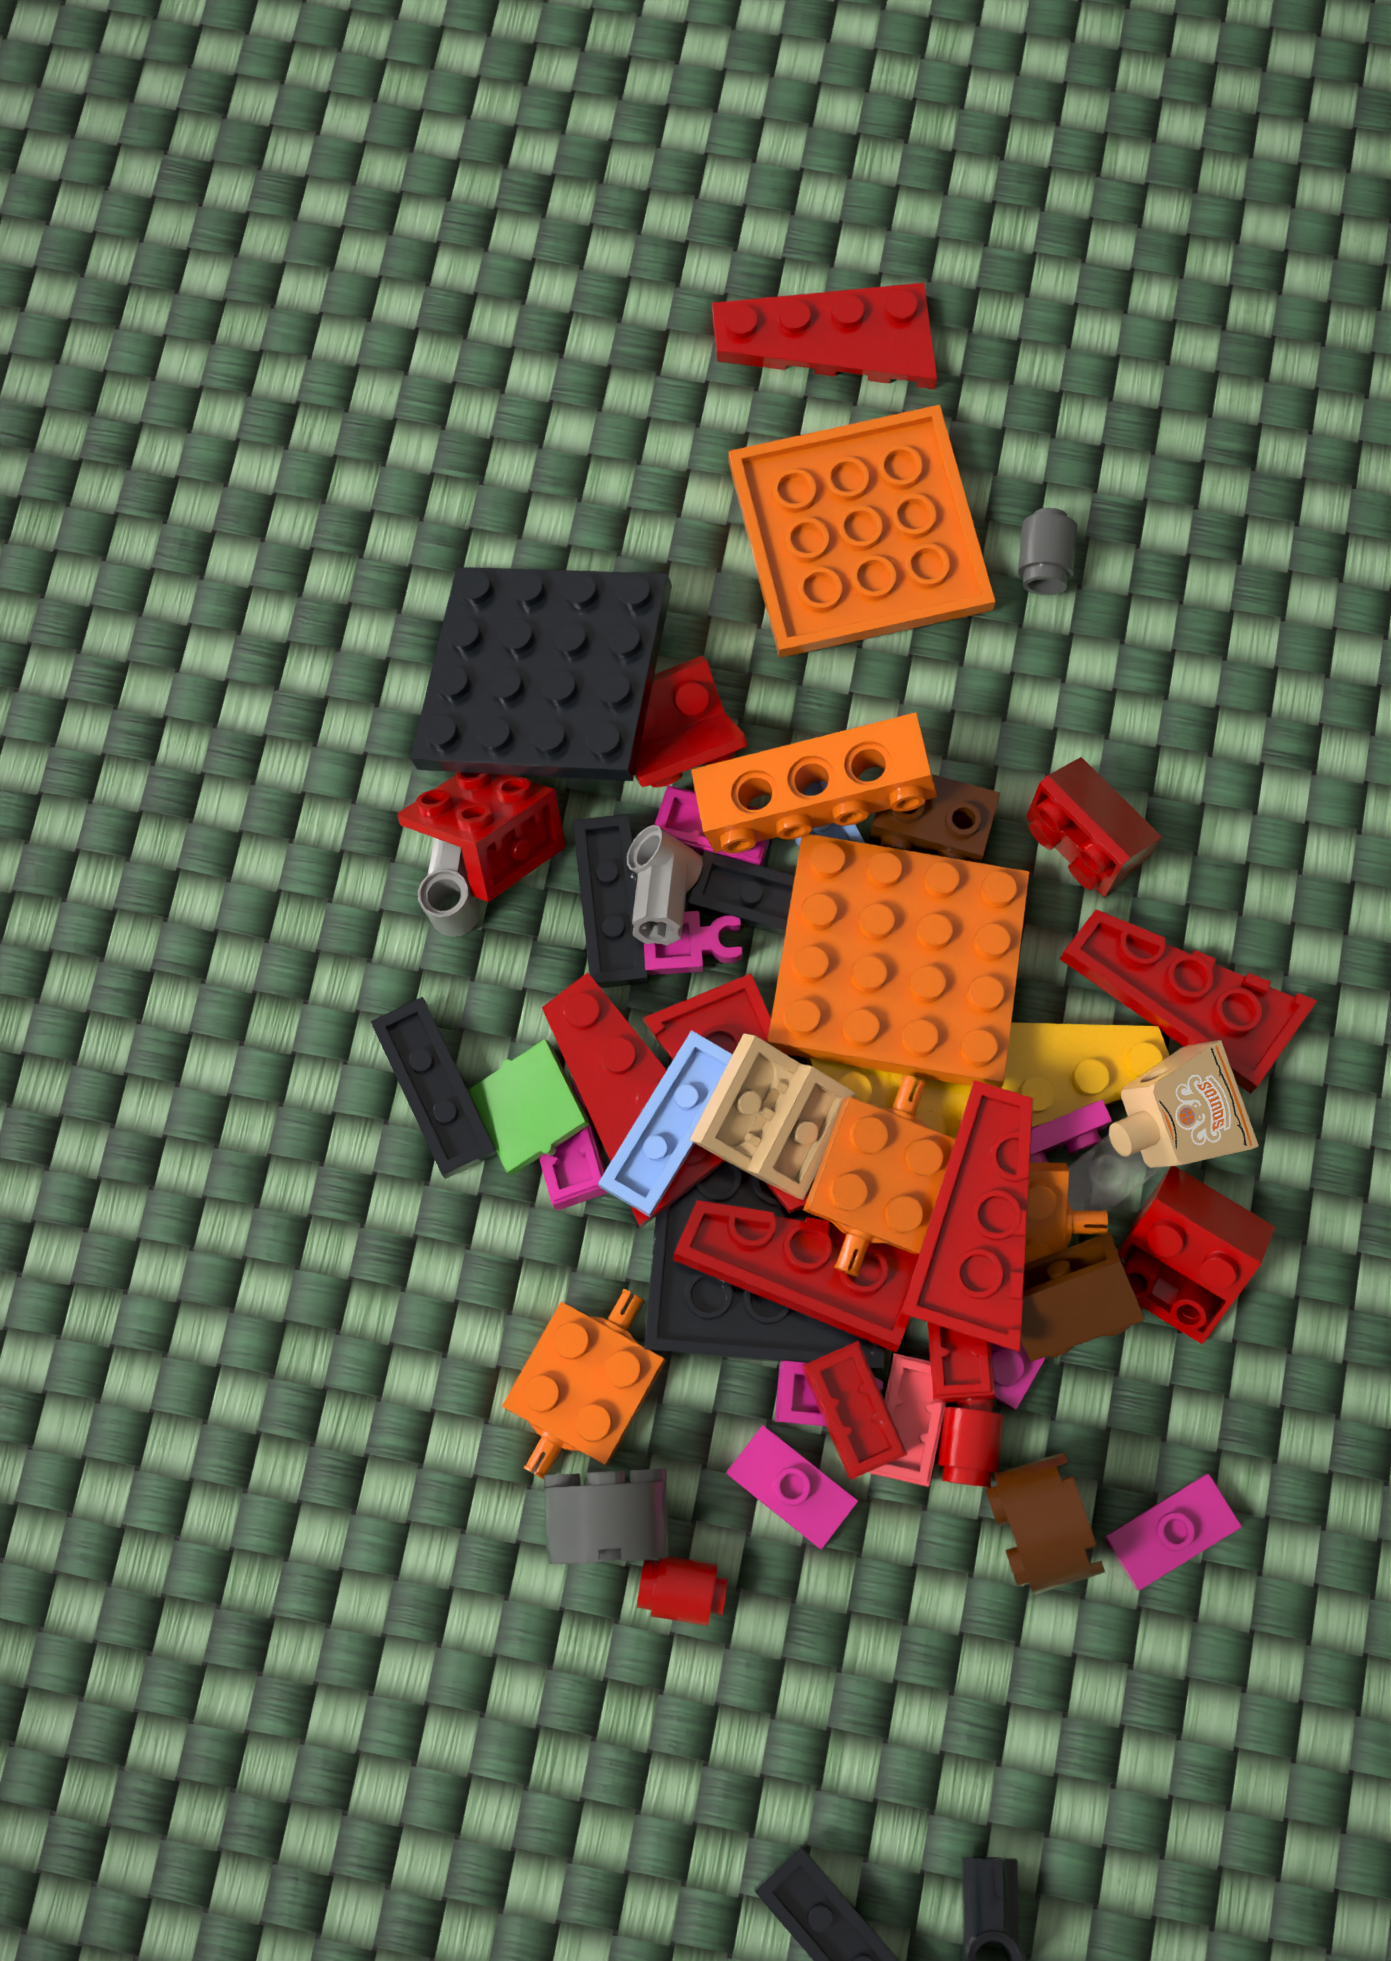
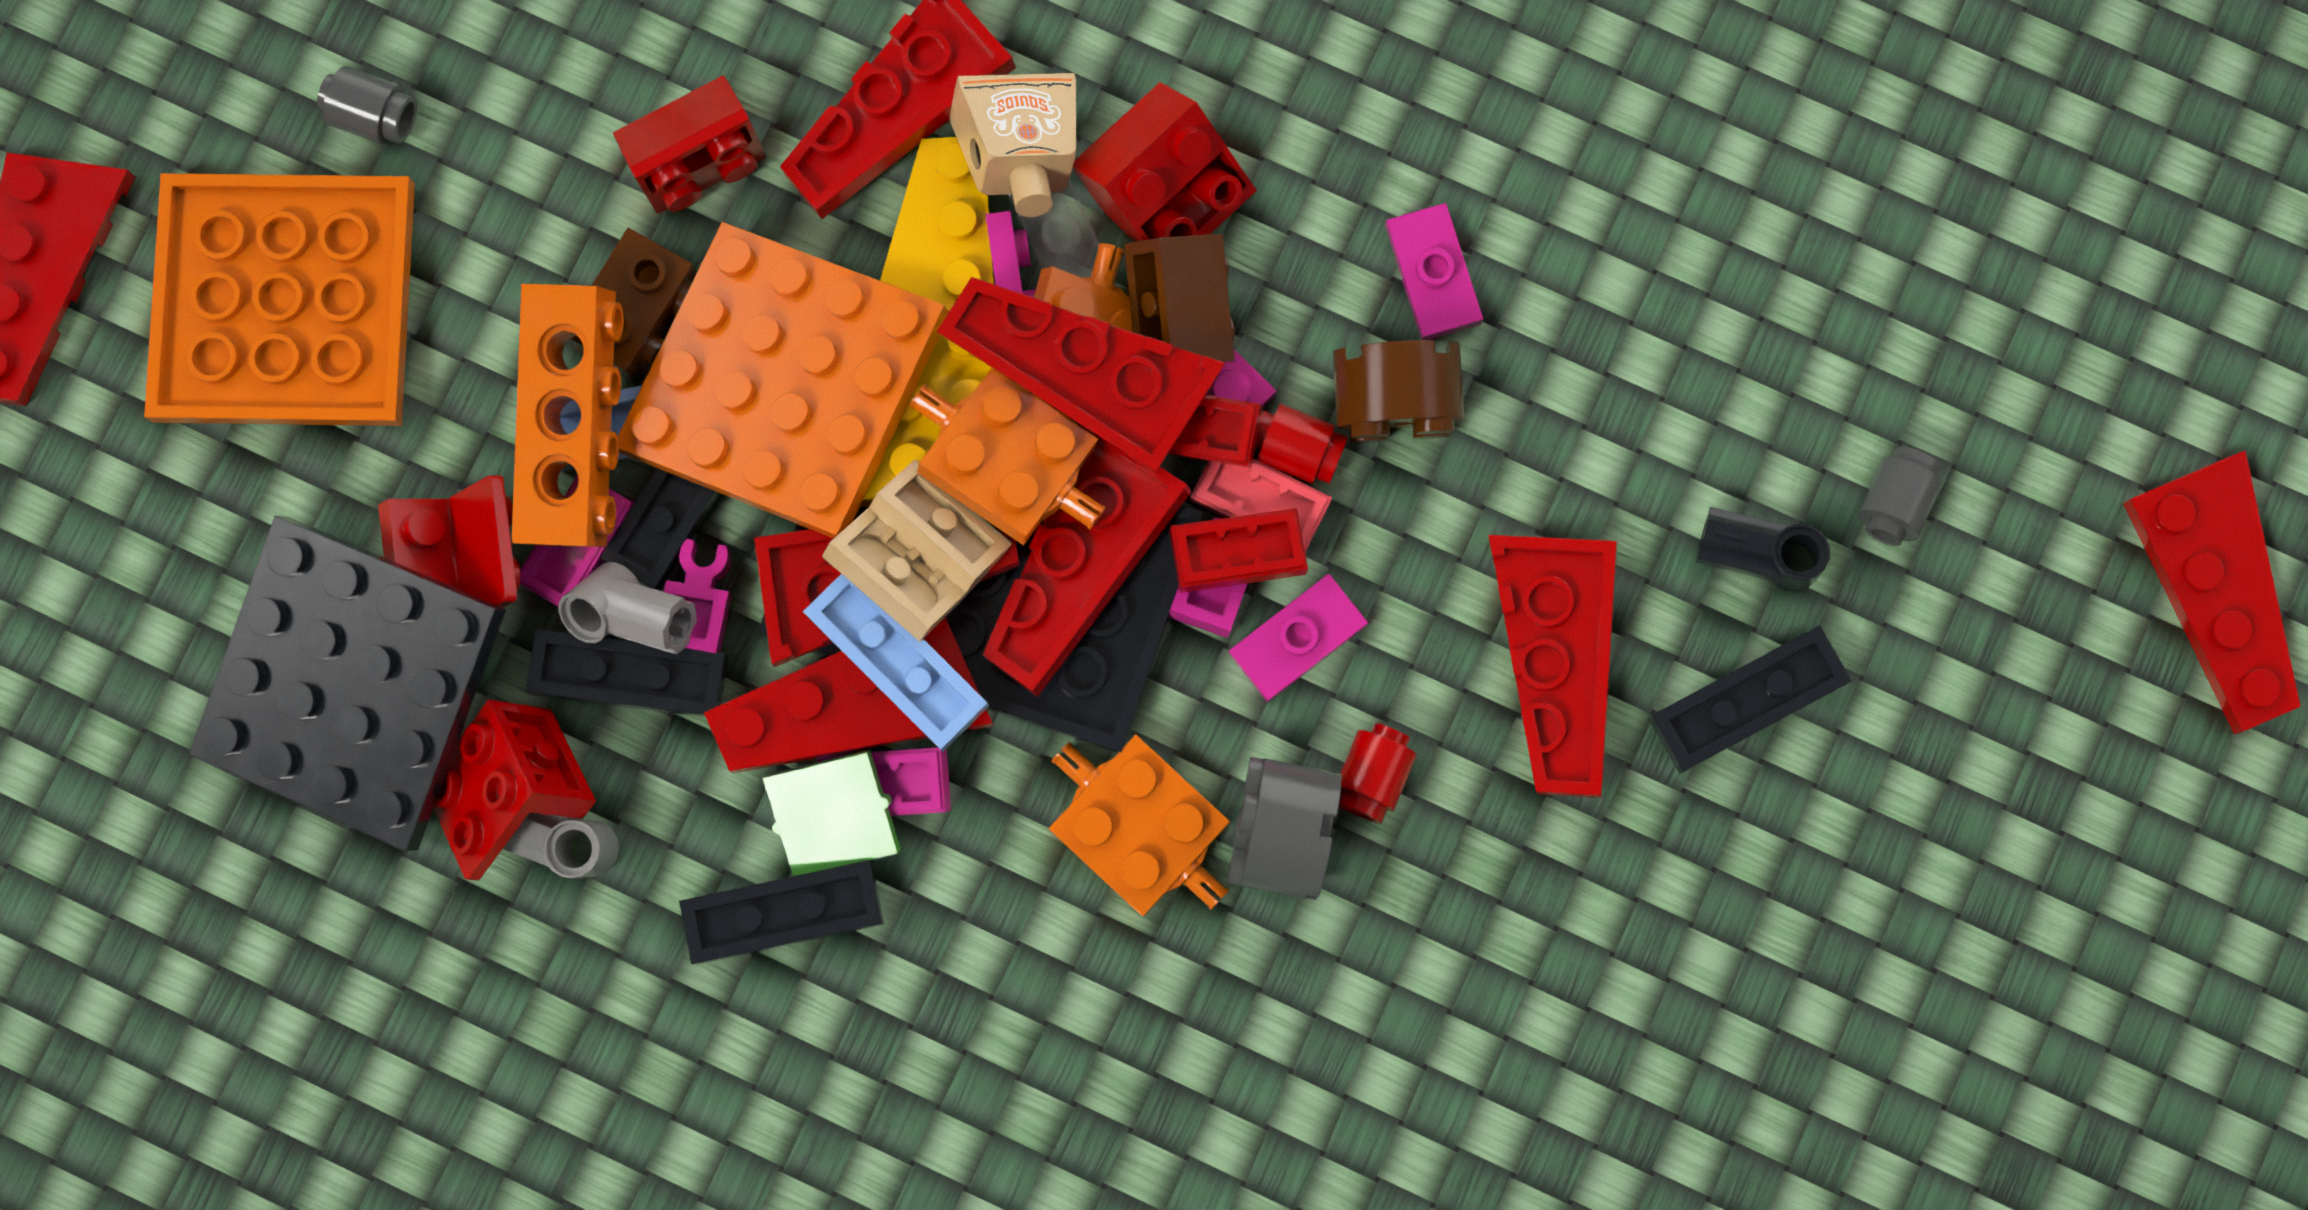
camera: 75 degrees left, 5 degrees up
(850, 1740) = (1560, 639): none -> red wing

